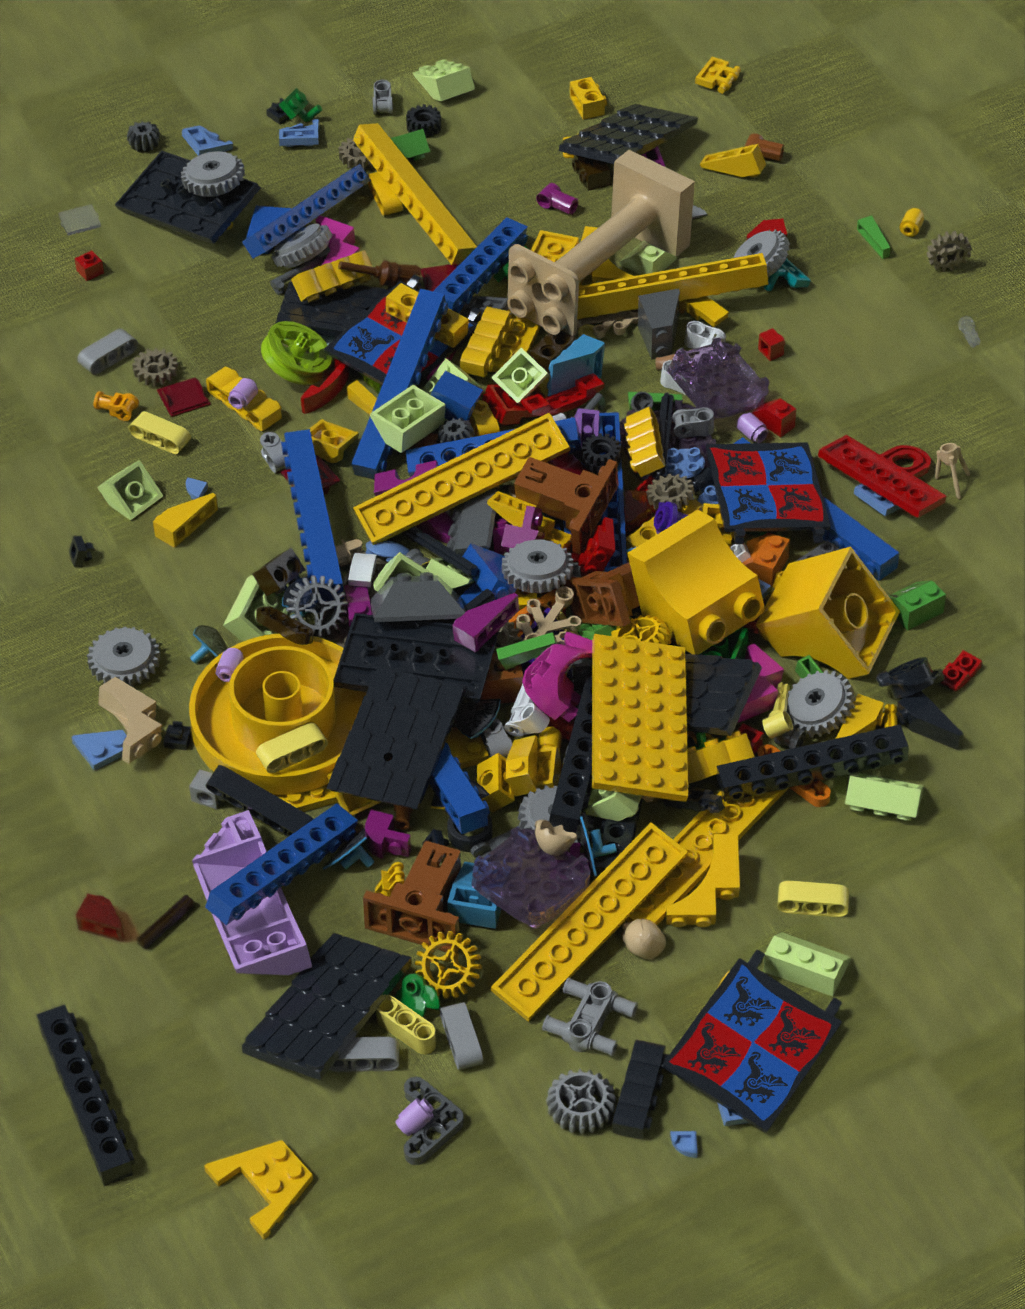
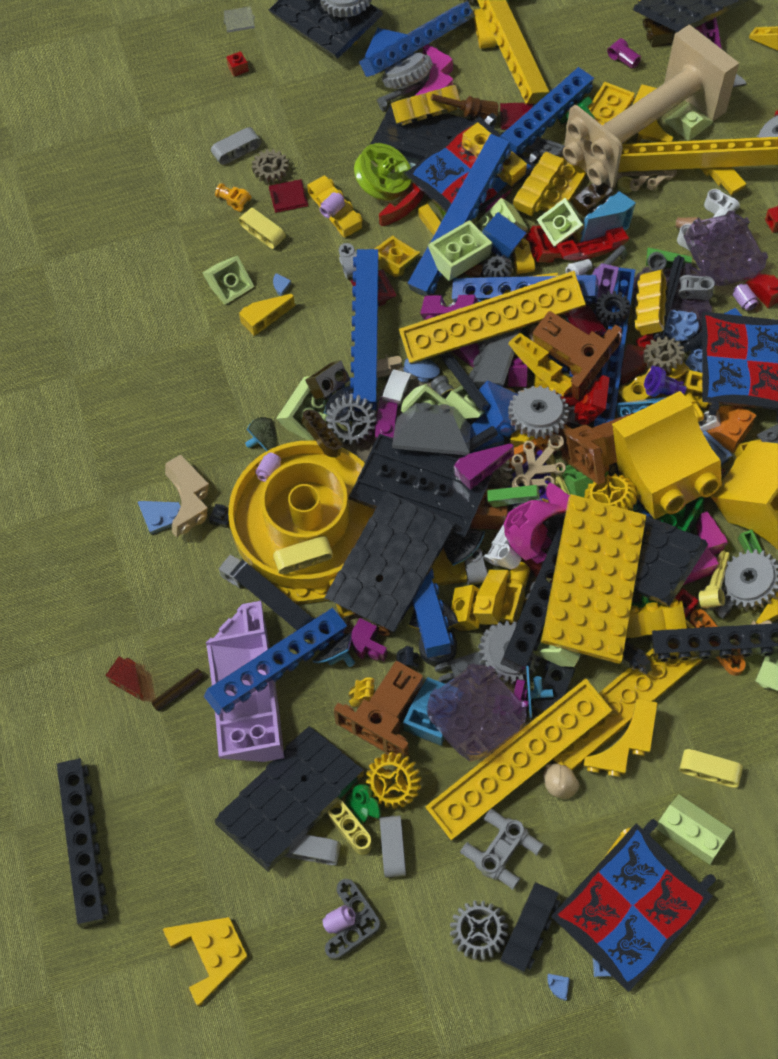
camera: 15 degrees right, 15 degrees up
(80, 551) = (178, 329): black tile -> none
(124, 655) = (192, 434): light grey gear -> none
(529, 530) = (527, 378): magenta brick -> none
(553, 839) = (501, 681): tan hair -> none
(659, 321) = (685, 185): dark grey slope -> none

